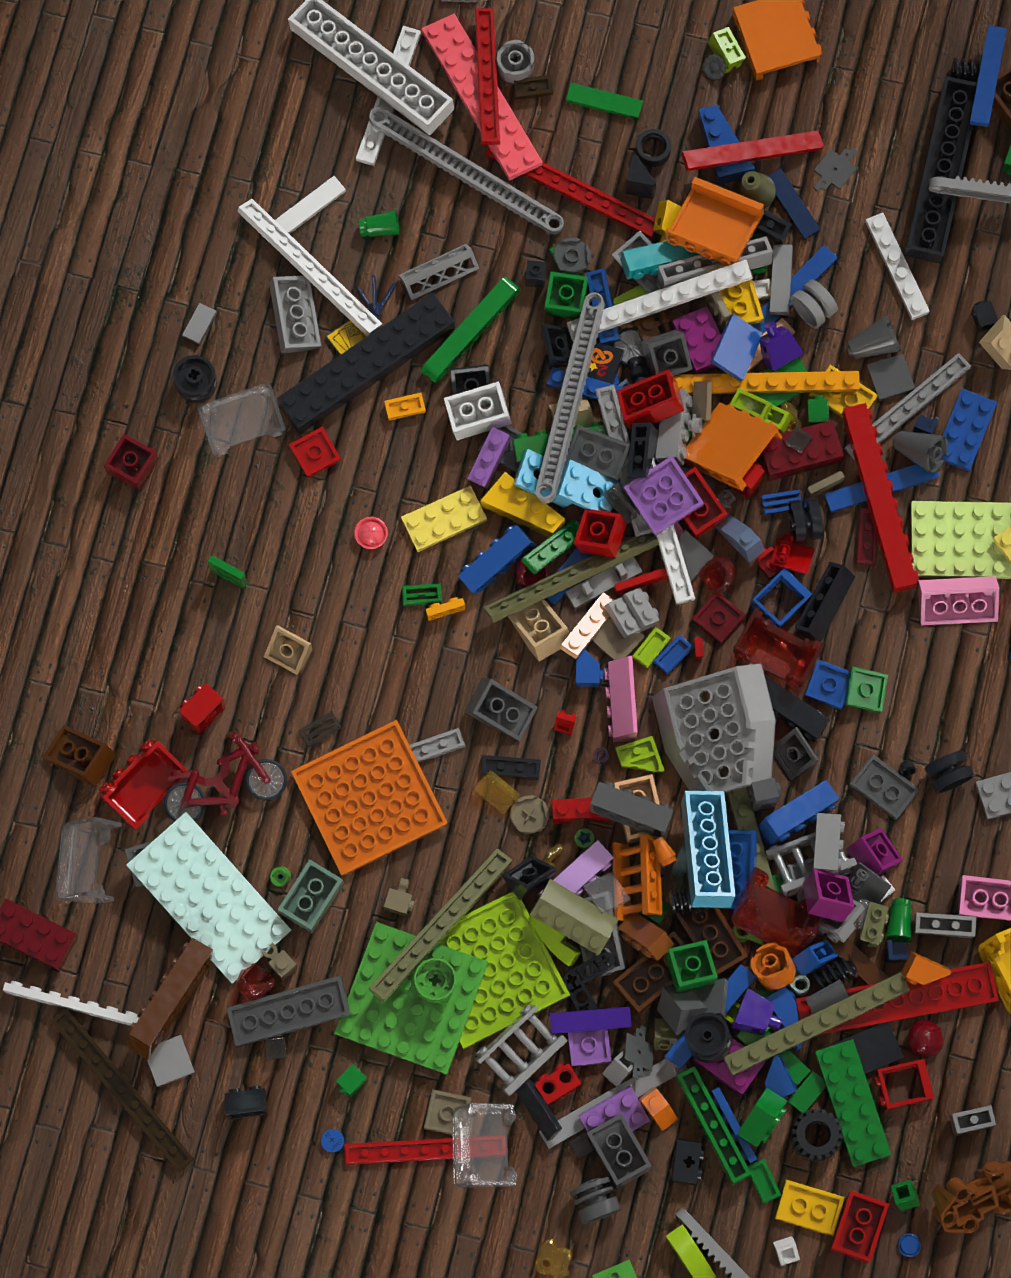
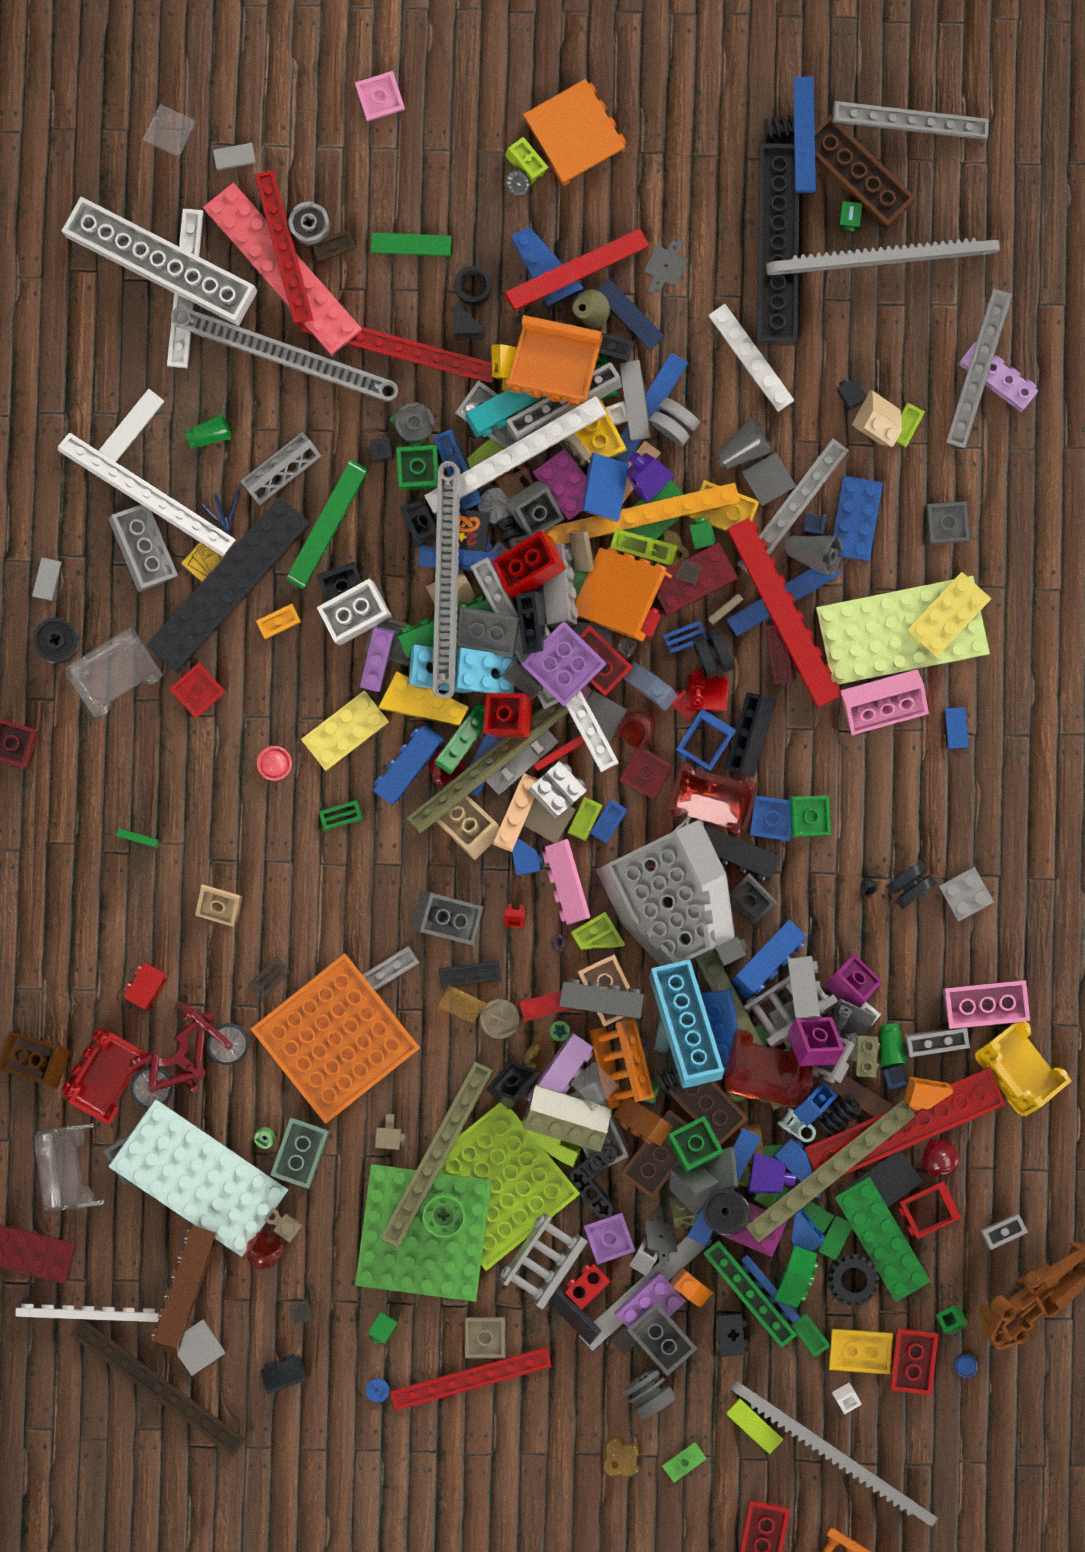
camera: 10 degrees left, 10 degrees up
(288, 1011) = (305, 1273): dark grey plate -> none
(452, 606) = (360, 829): light orange plate -> none
(482, 1145) = (527, 1366): clear windscreen -> none
(590, 1020) = (606, 1215): dark purple tile -> none
(664, 852) = (643, 1034): orange cone -> none
(695, 425) = (580, 579): light grey plate -> none
(698, 649) = (632, 811): red tile -> none
(773, 966) = (776, 1123): orange brick -> none
(826, 997) = (835, 1141): dark grey tile -> none
(884, 787) = (848, 911): dark grey tile -> none

